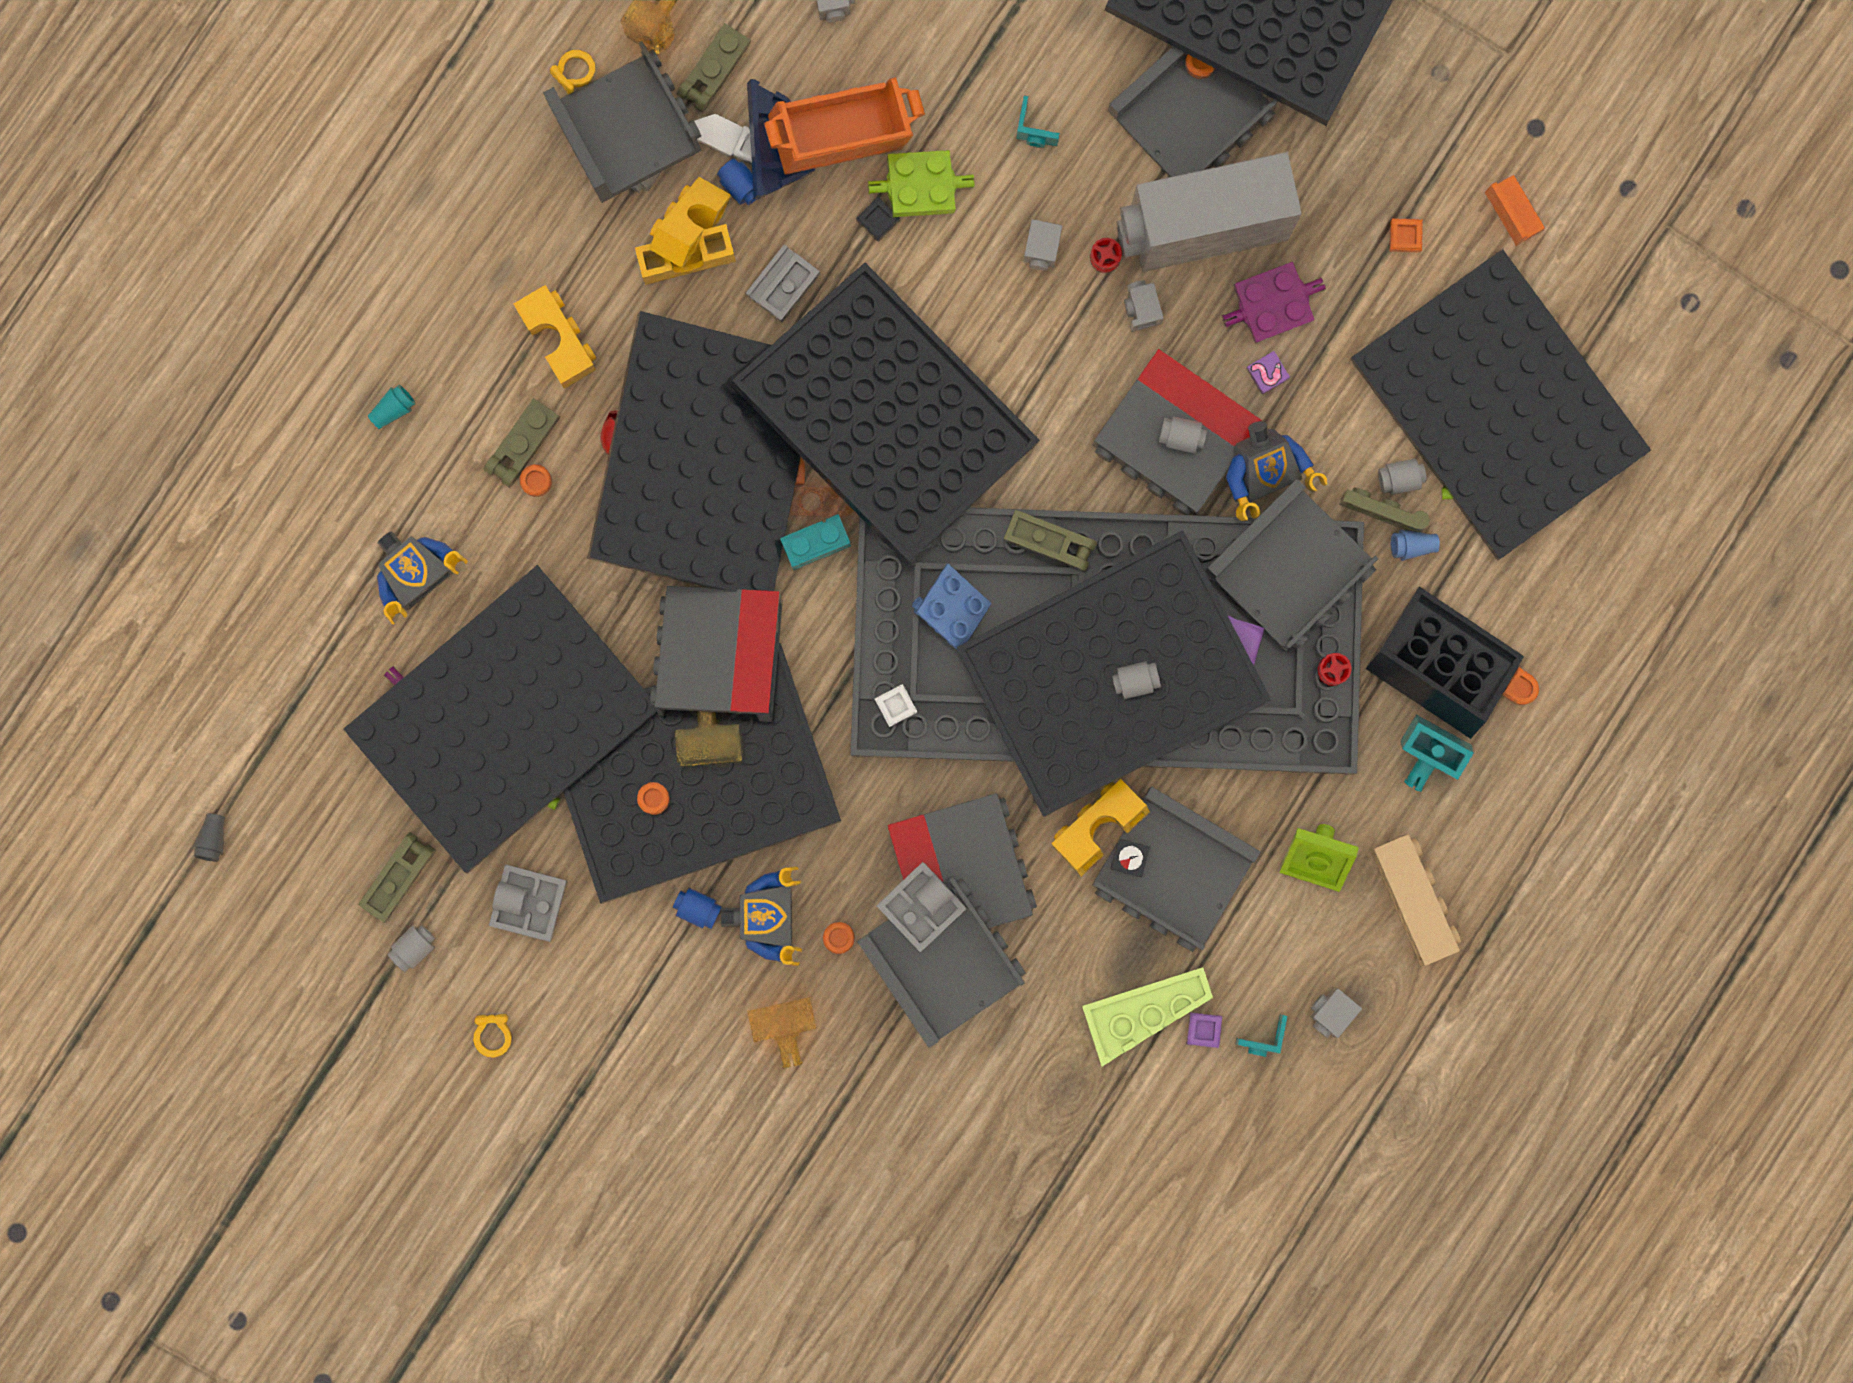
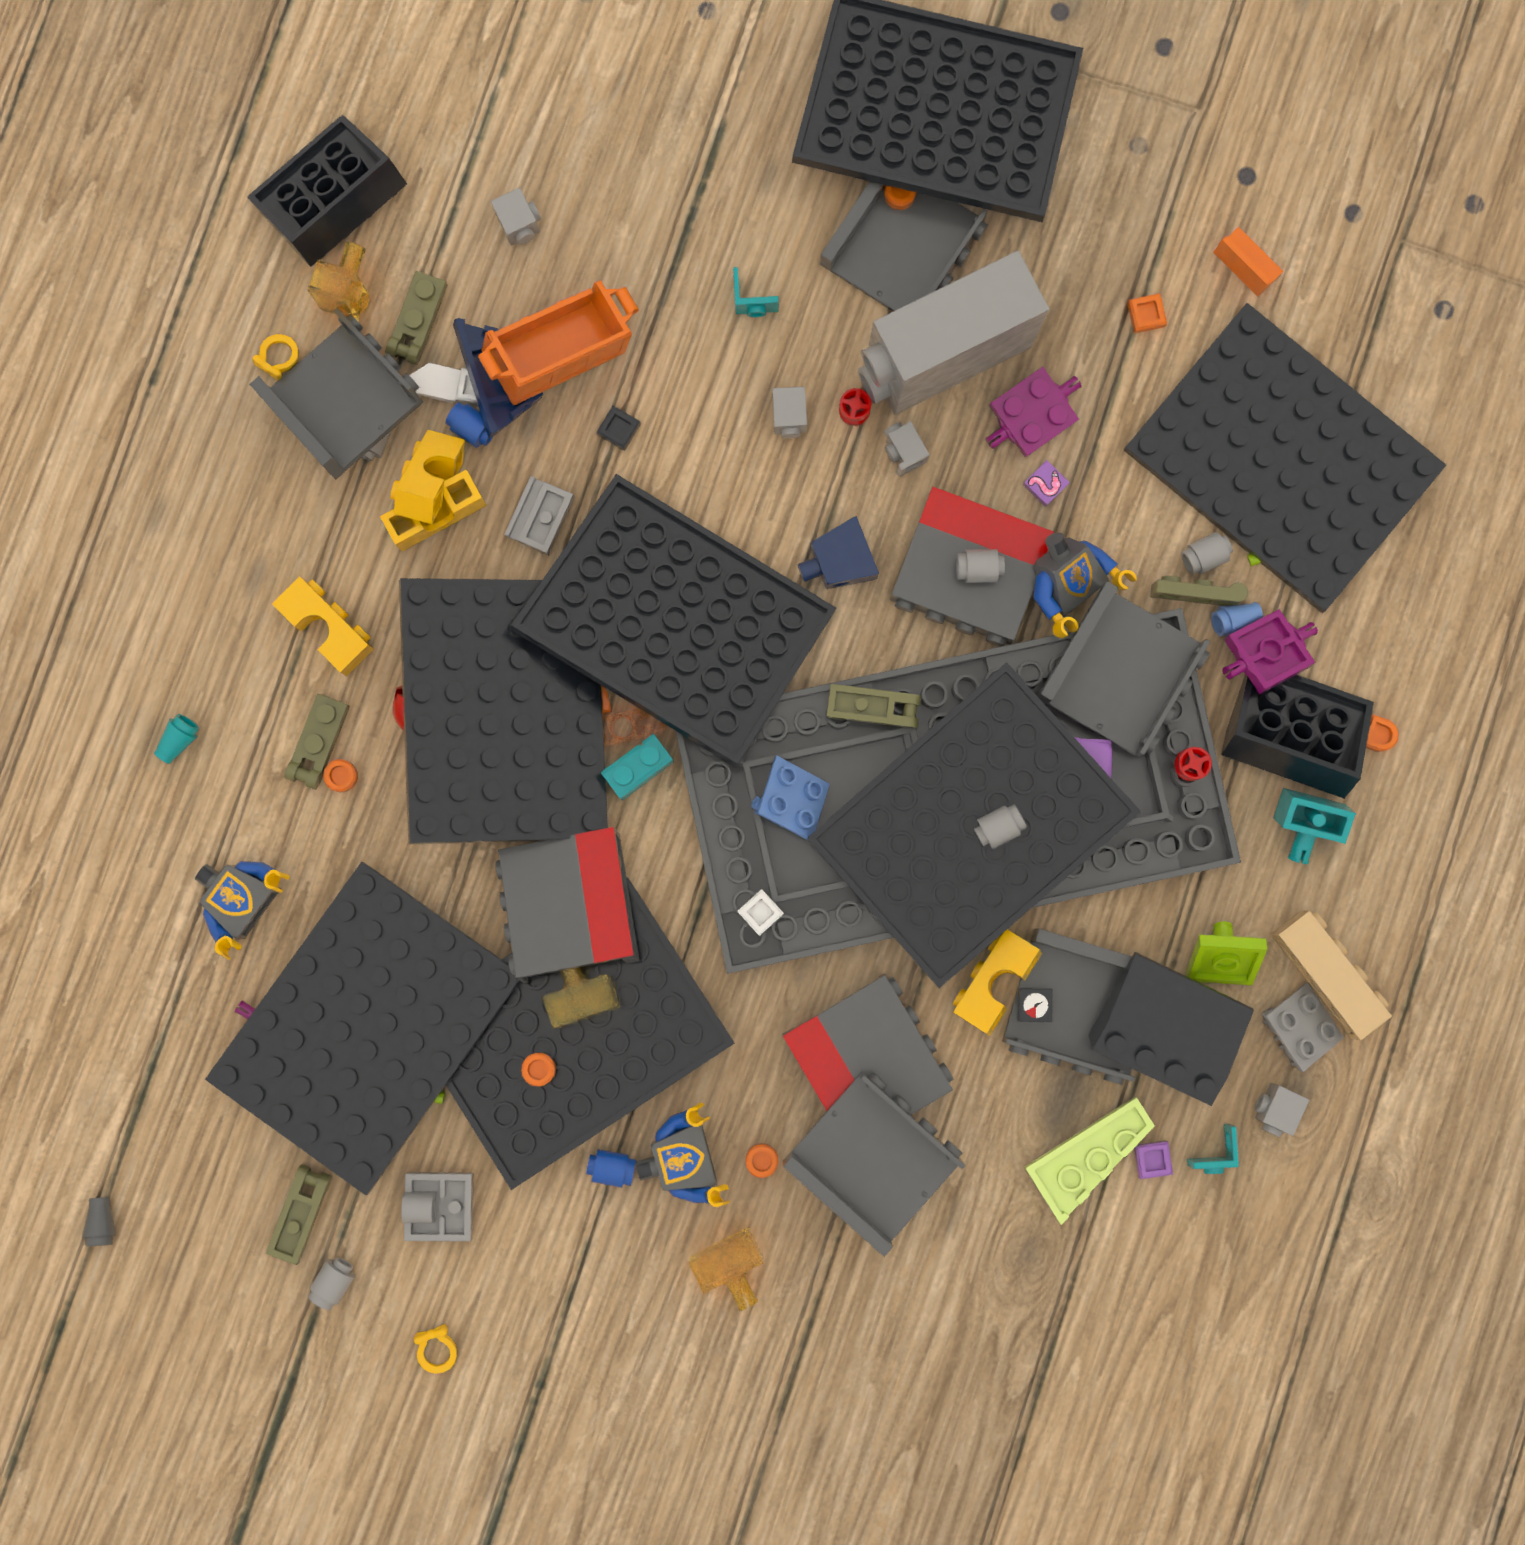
camera: 15 degrees left, 0 degrees up
(921, 183) = (652, 381): lime plate -> none
(921, 907) = (839, 1112): light grey plate -> none
(1055, 394) = (840, 557): none -> dark blue torso
(1251, 909) = (1171, 1028): none -> black slope
(1376, 942) = (1302, 1027): none -> light grey hinge
(1436, 583) = (1269, 651): none -> magenta plate

